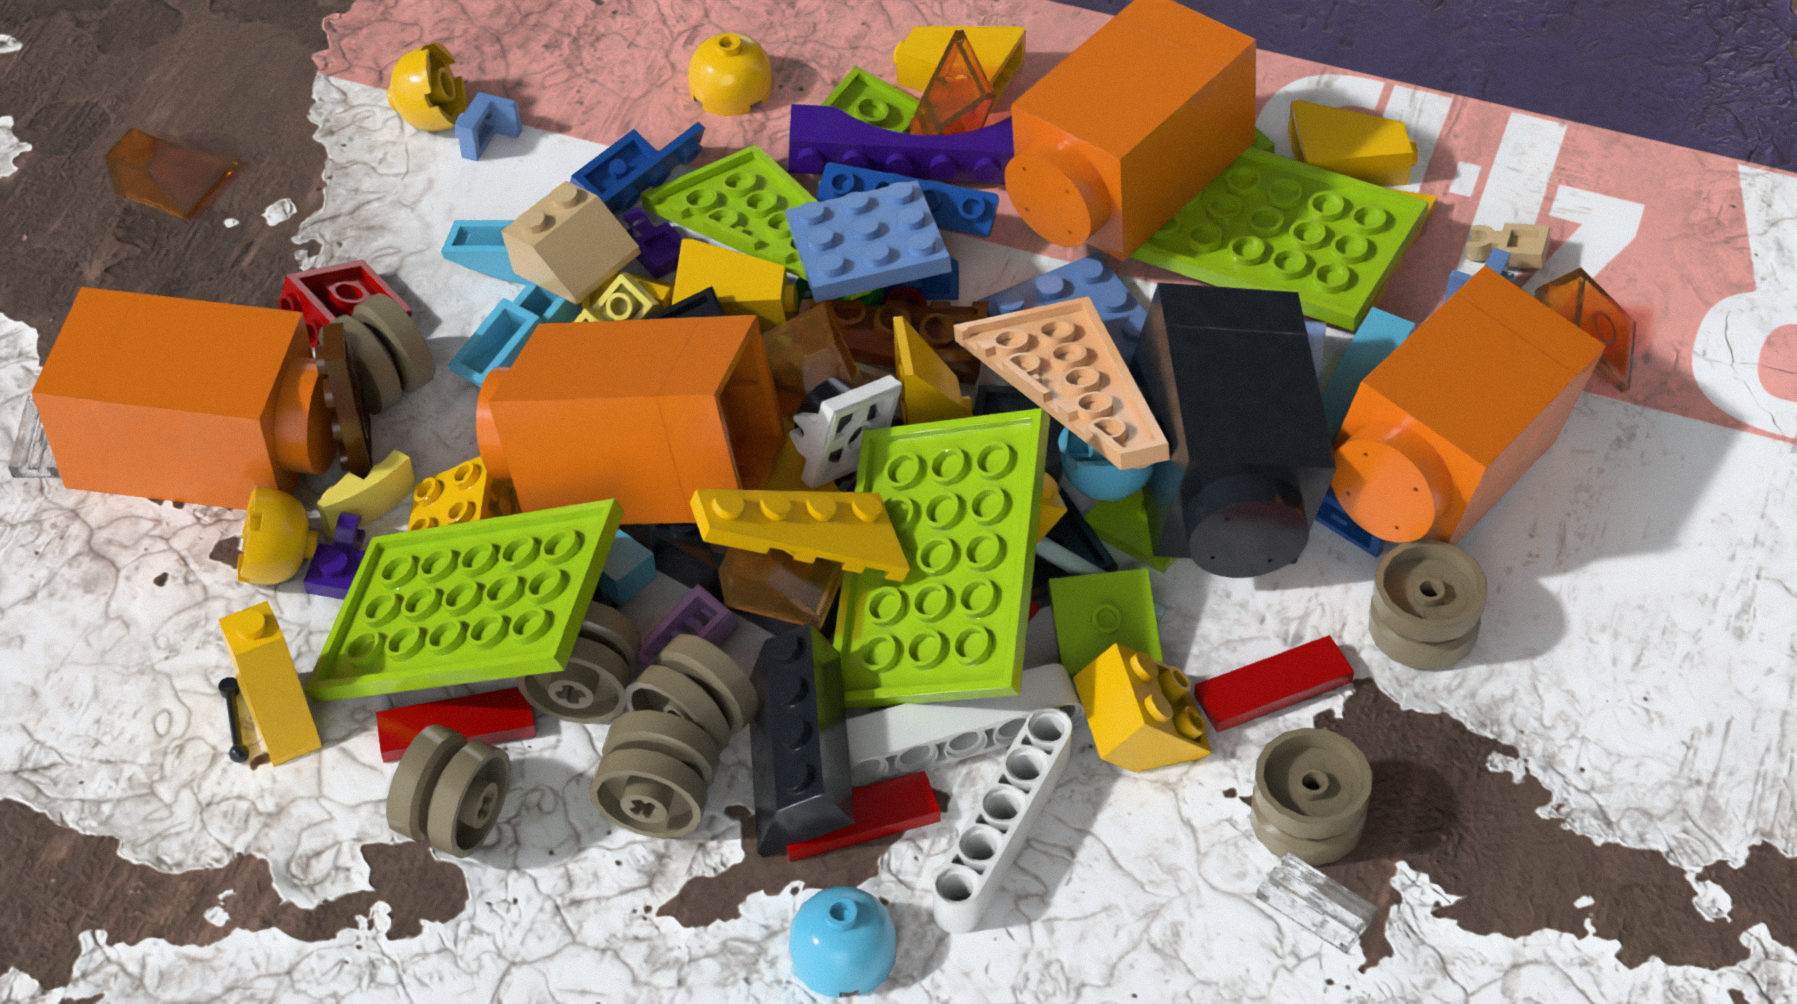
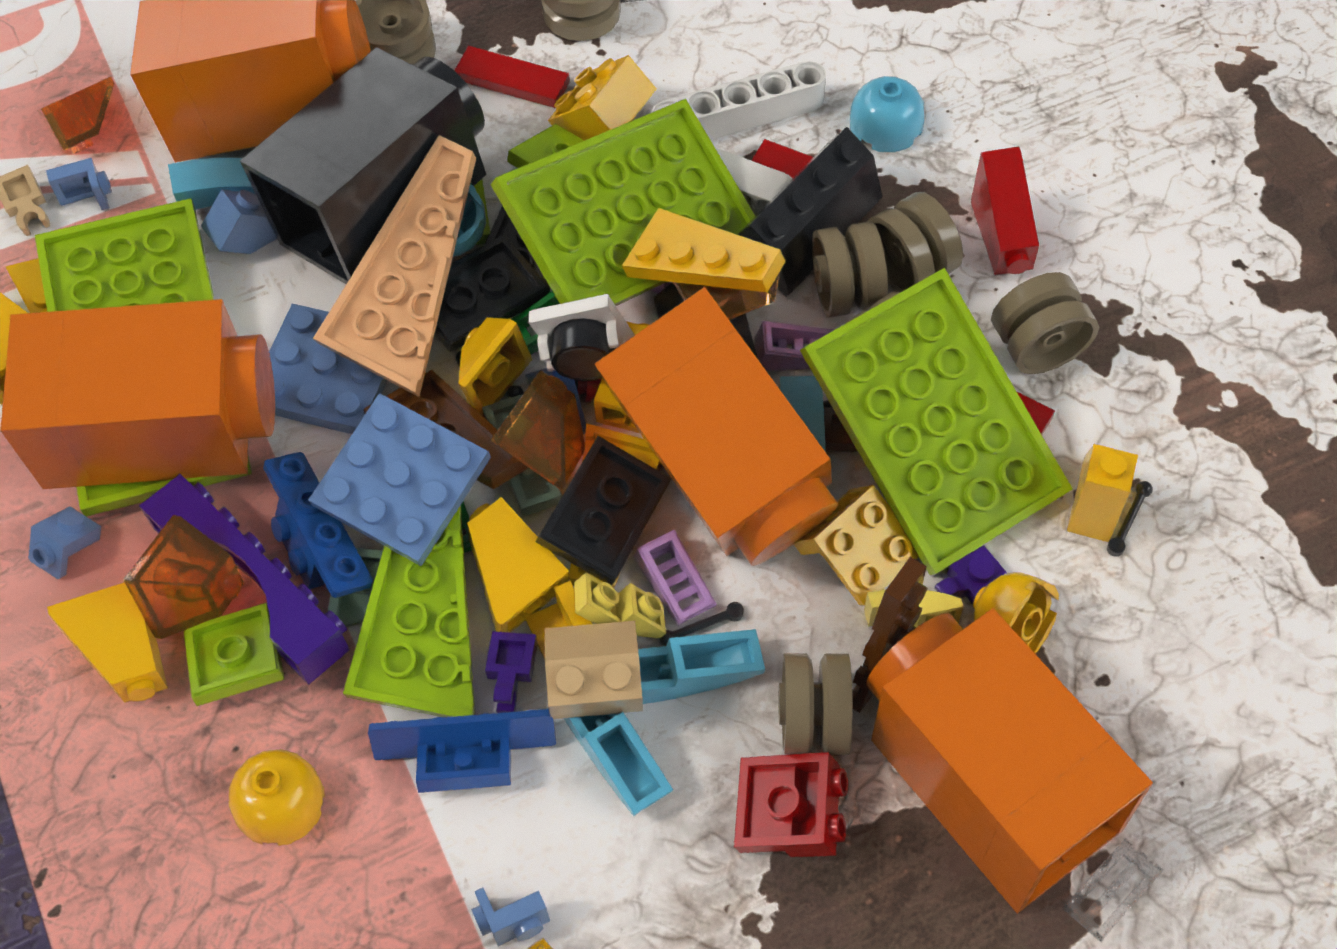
camera: 135 degrees left, 10 degrees up
(599, 897) = (1005, 211): none -> red slope

